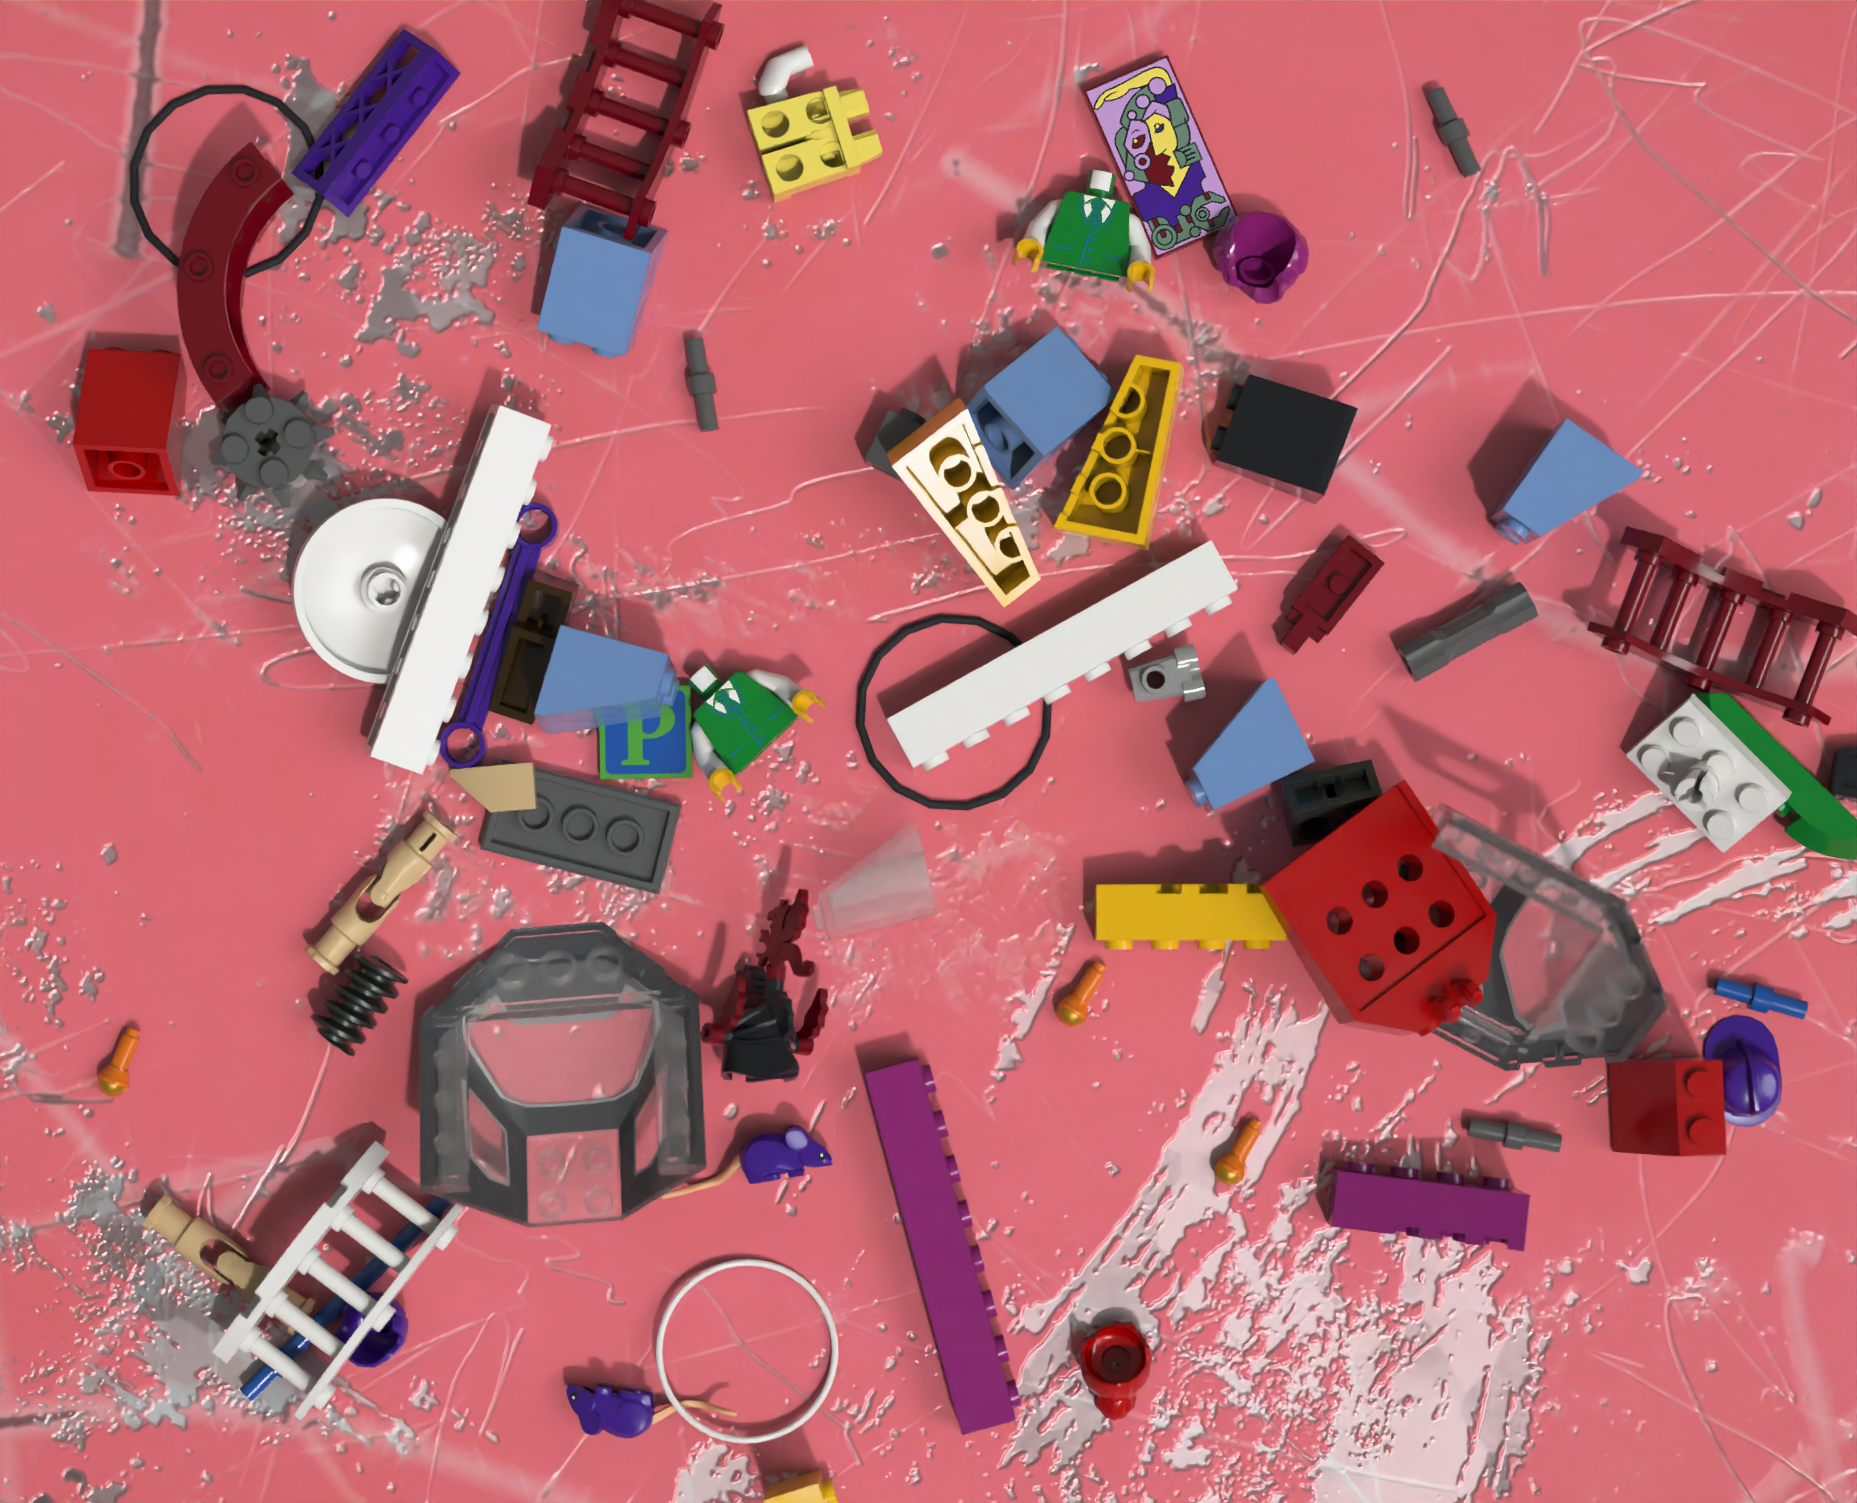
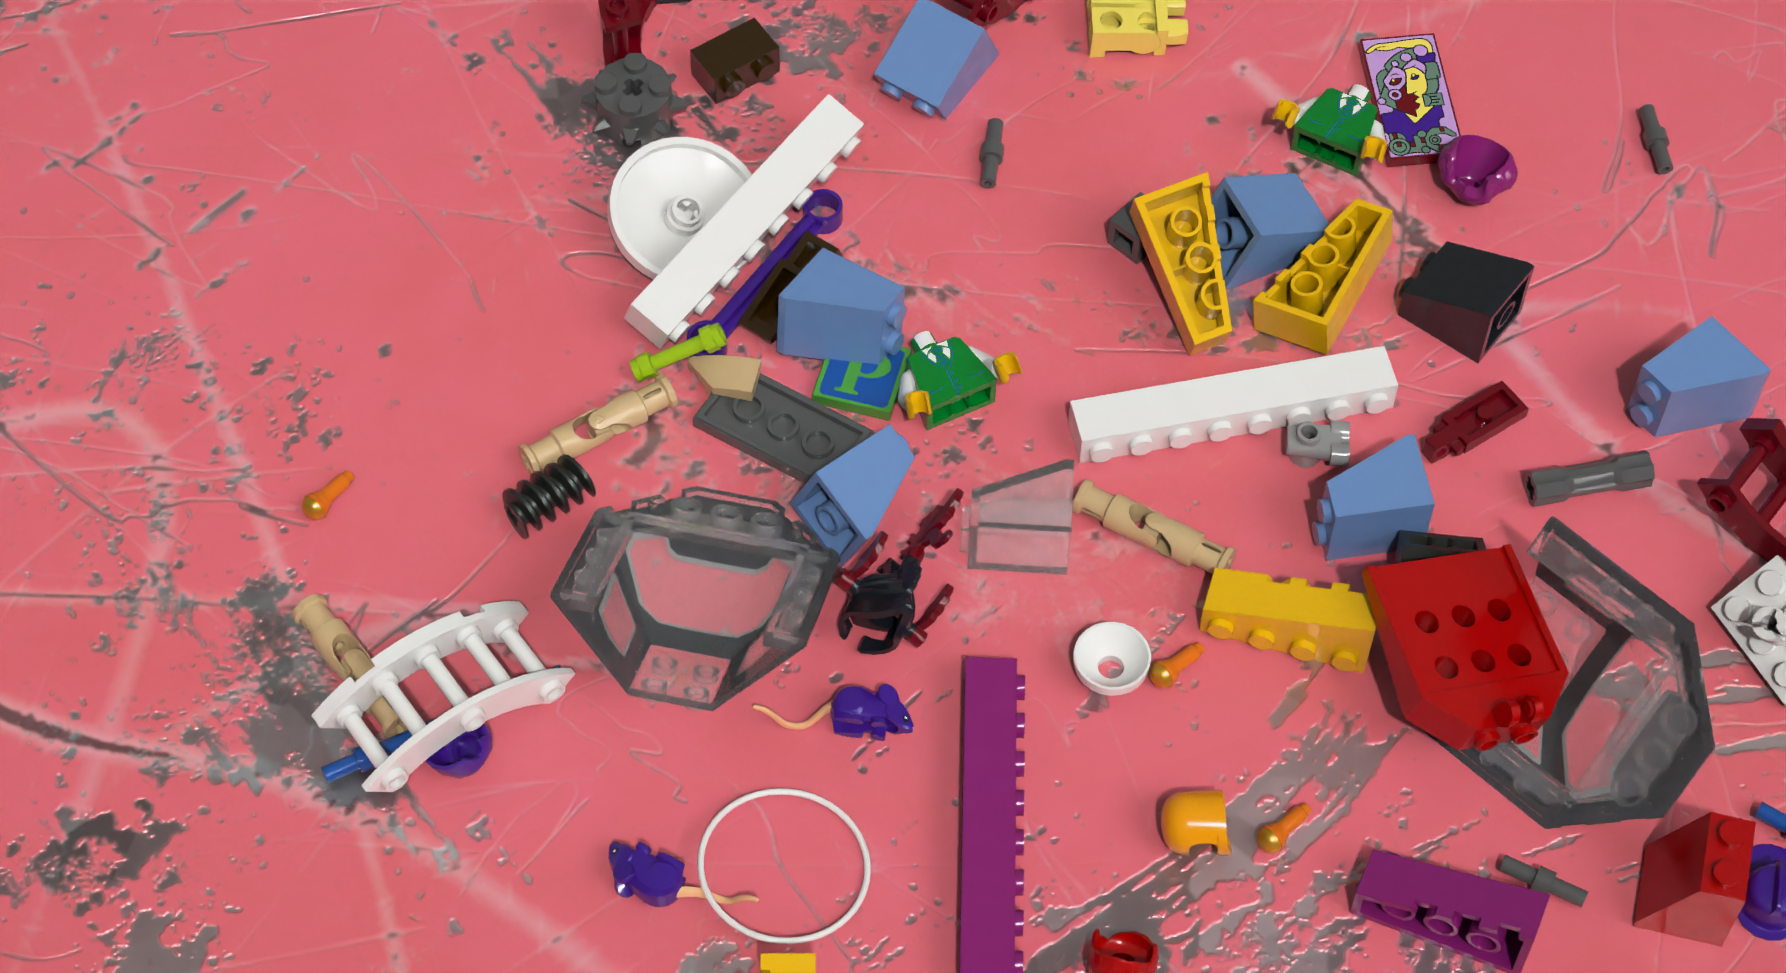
camera: 20 degrees right, 30 degrees down
(132, 421) = (529, 61): red slope -> none
(369, 348) = (735, 60): none -> dark brown brick
(410, 795) = (647, 365): none -> lime bar
(691, 911) = (853, 492): none -> medium blue slope
(861, 708) = (1121, 362): black piece -> none
(1020, 1045) = (1112, 643): none -> white piece
(1046, 848) = (1159, 532): none -> tan piece
(1151, 1186) = (1195, 819): none -> light orange helmet

